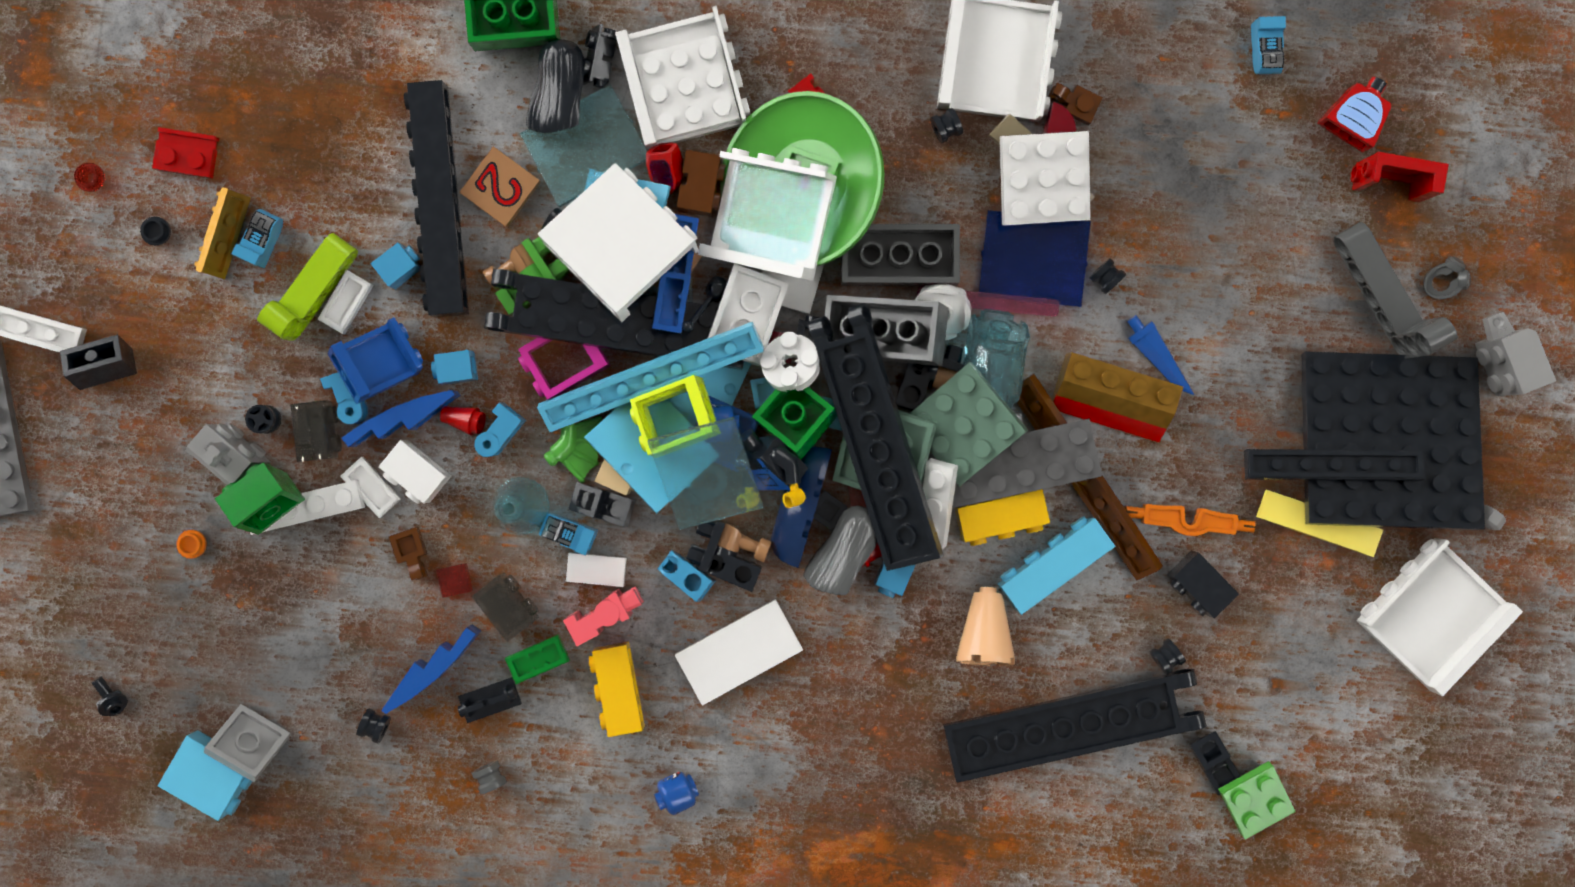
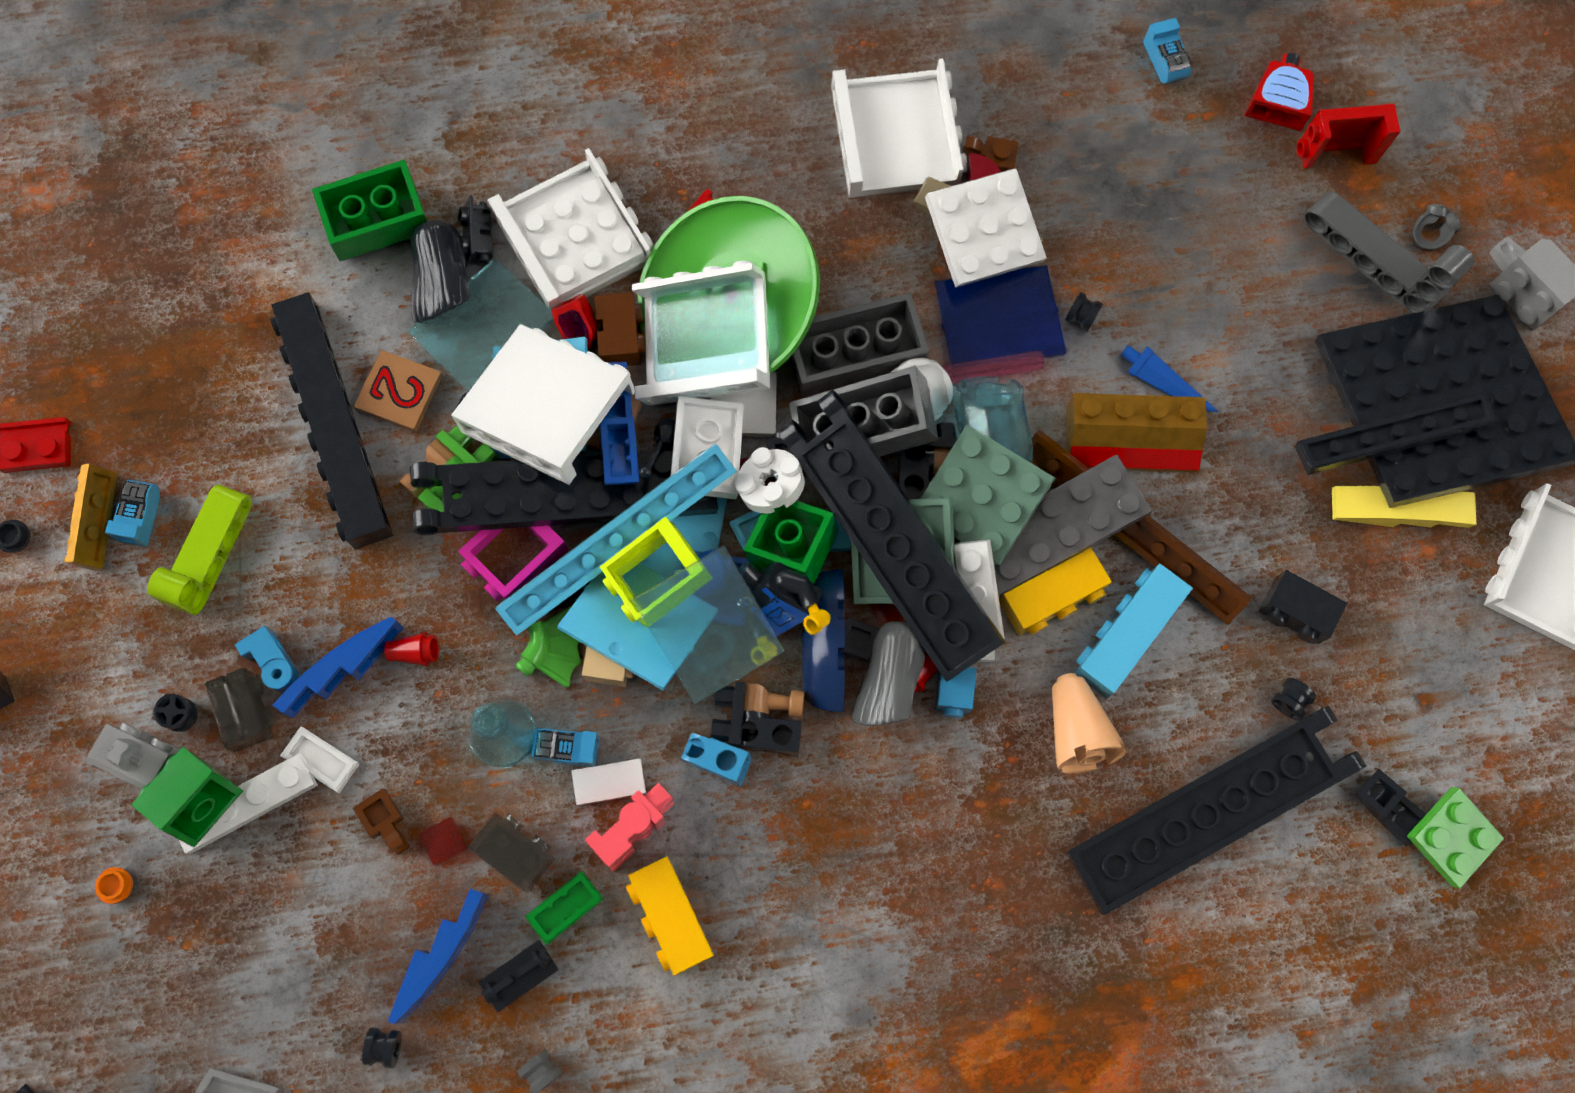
camera: 20 degrees left, 15 degrees down
(345, 302) = (248, 558): white tile -> none
(376, 360) = (296, 608): blue panel -> none
(397, 265) = (300, 499): dark azure brick -> none
(414, 472) = (367, 724): white brick -> none
(454, 367) = (389, 594): dark azure brick -> none
(500, 432) = (458, 654): dark azure leg -> none
(602, 504) = (597, 705): black slope -> none
(676, 793) = (774, 1025): blue head -> none
(738, 652) = (801, 833): white tile -> none
(946, 125) = (865, 207): black wheel -> none
(1204, 520) = (1278, 540): orange piece -> none

